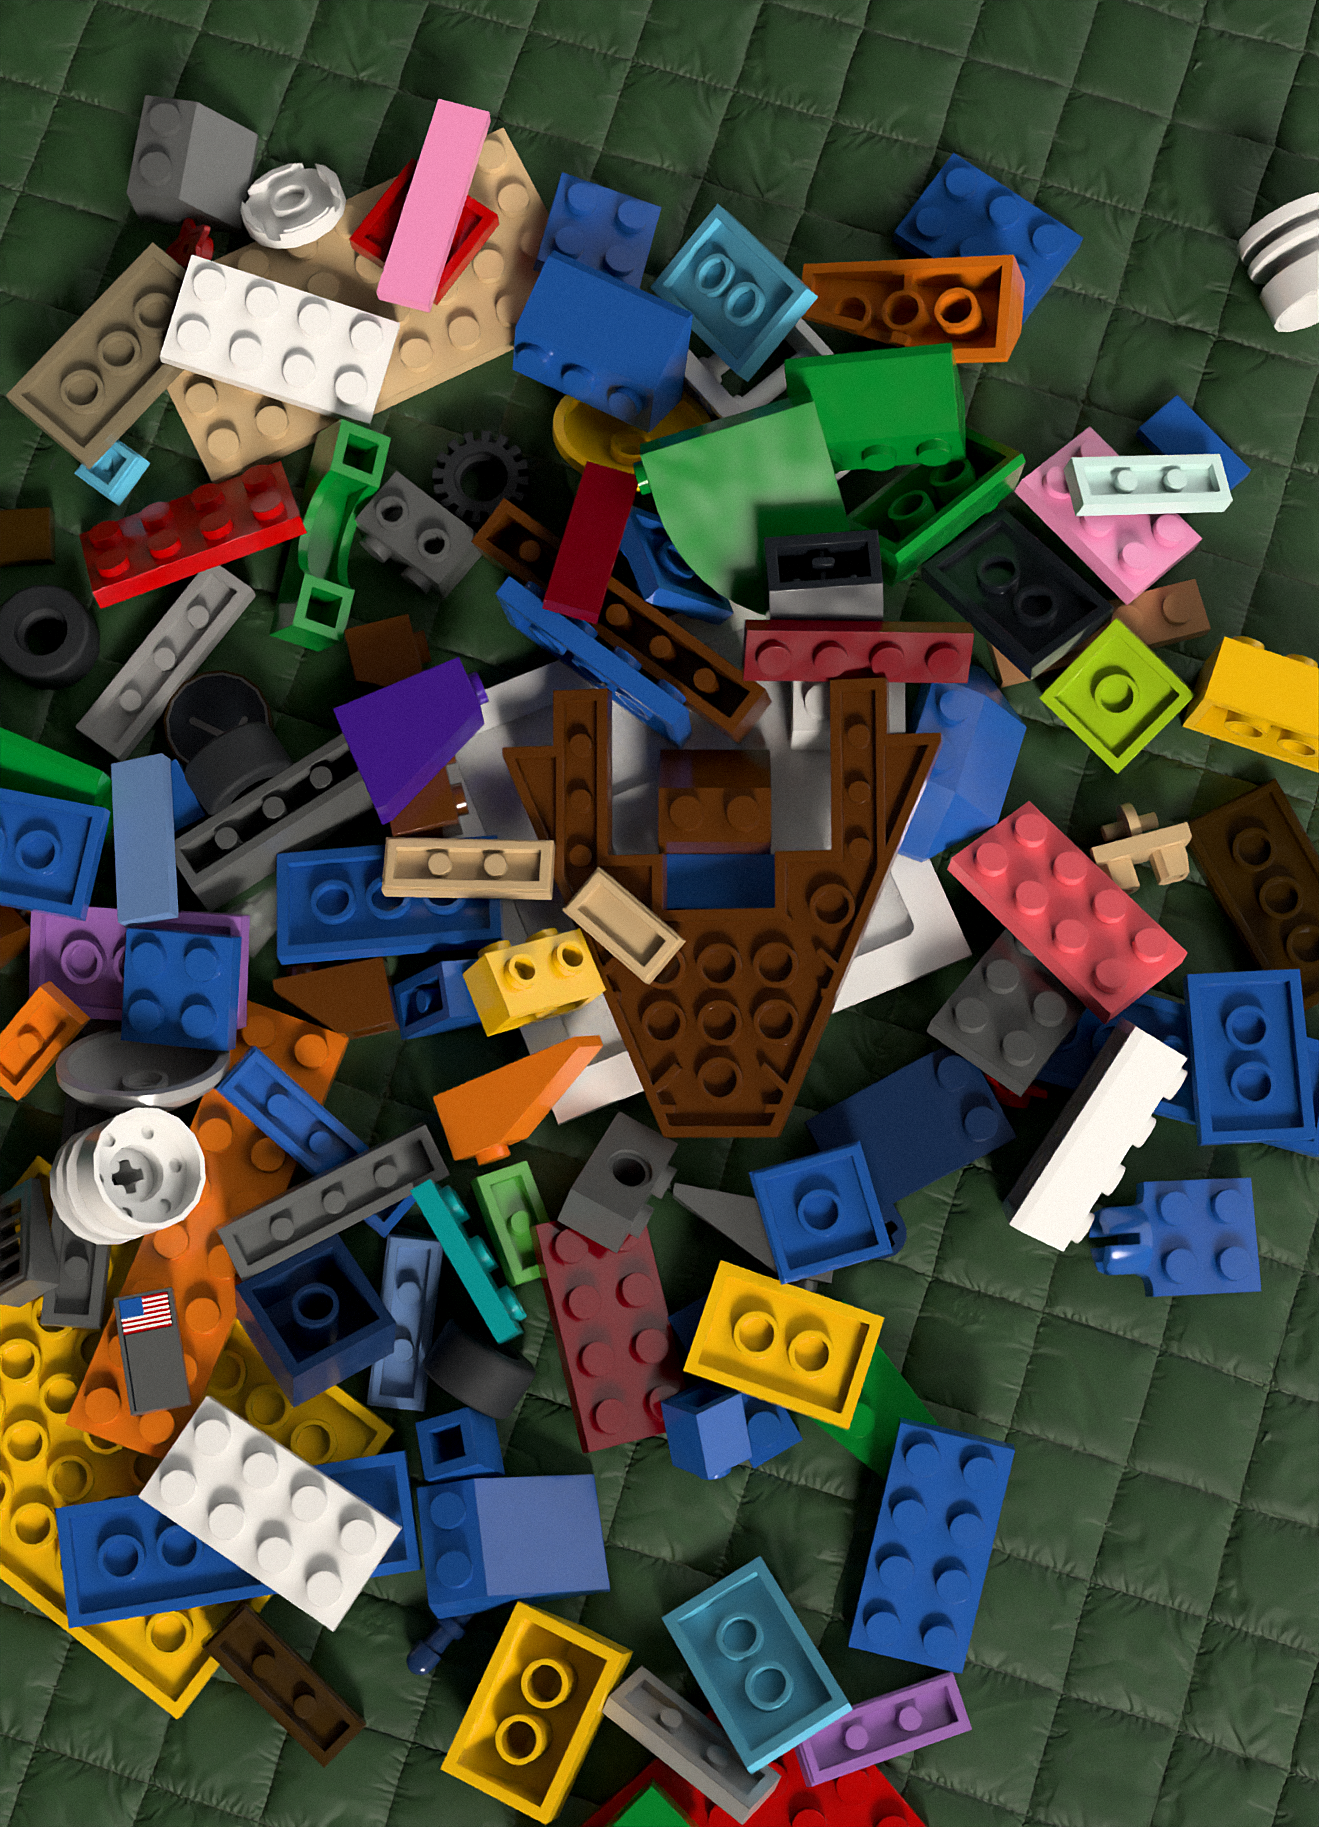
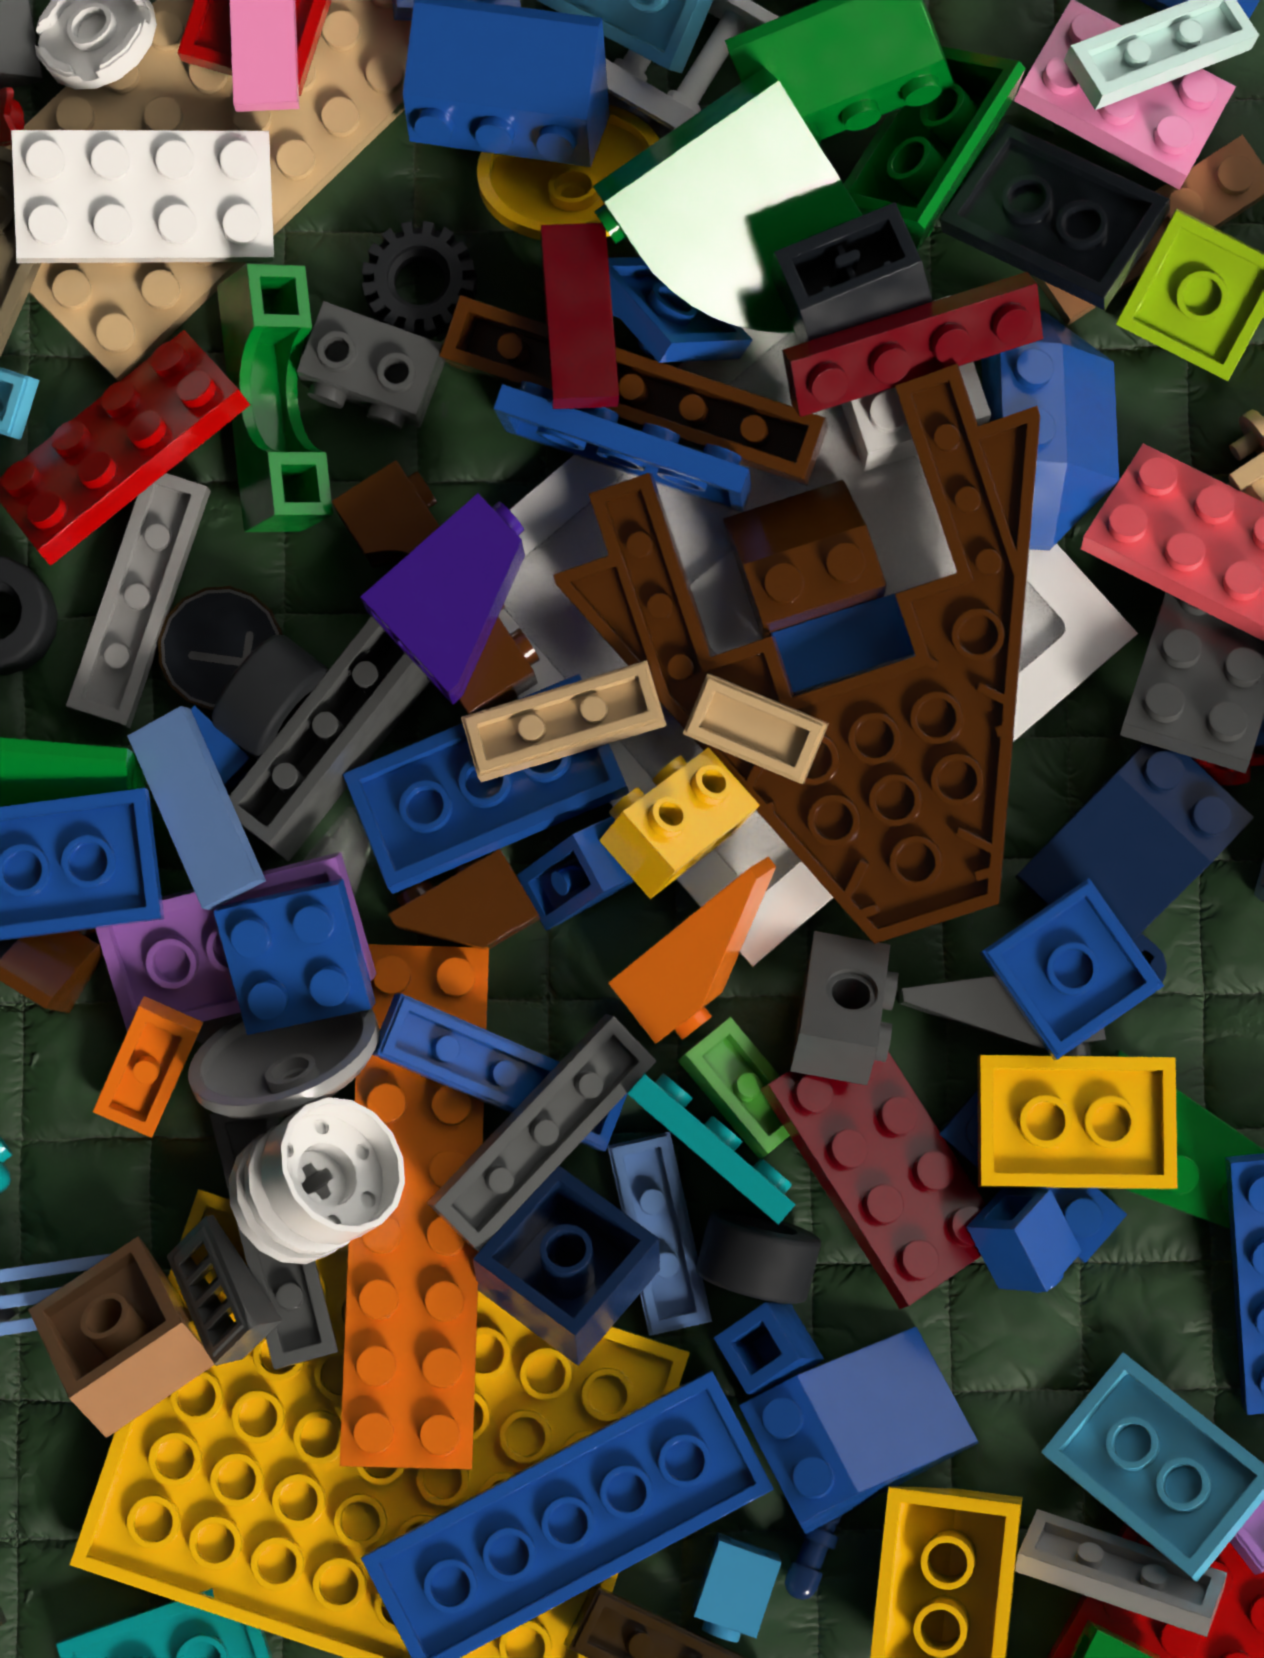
camera: 20 degrees left, 5 degrees up
(152, 1351) = (407, 1358): dark grey tile -> none
(270, 1512) = (595, 1484): white plate -> none
(363, 1645) = (735, 1588): none -> dark azure brick

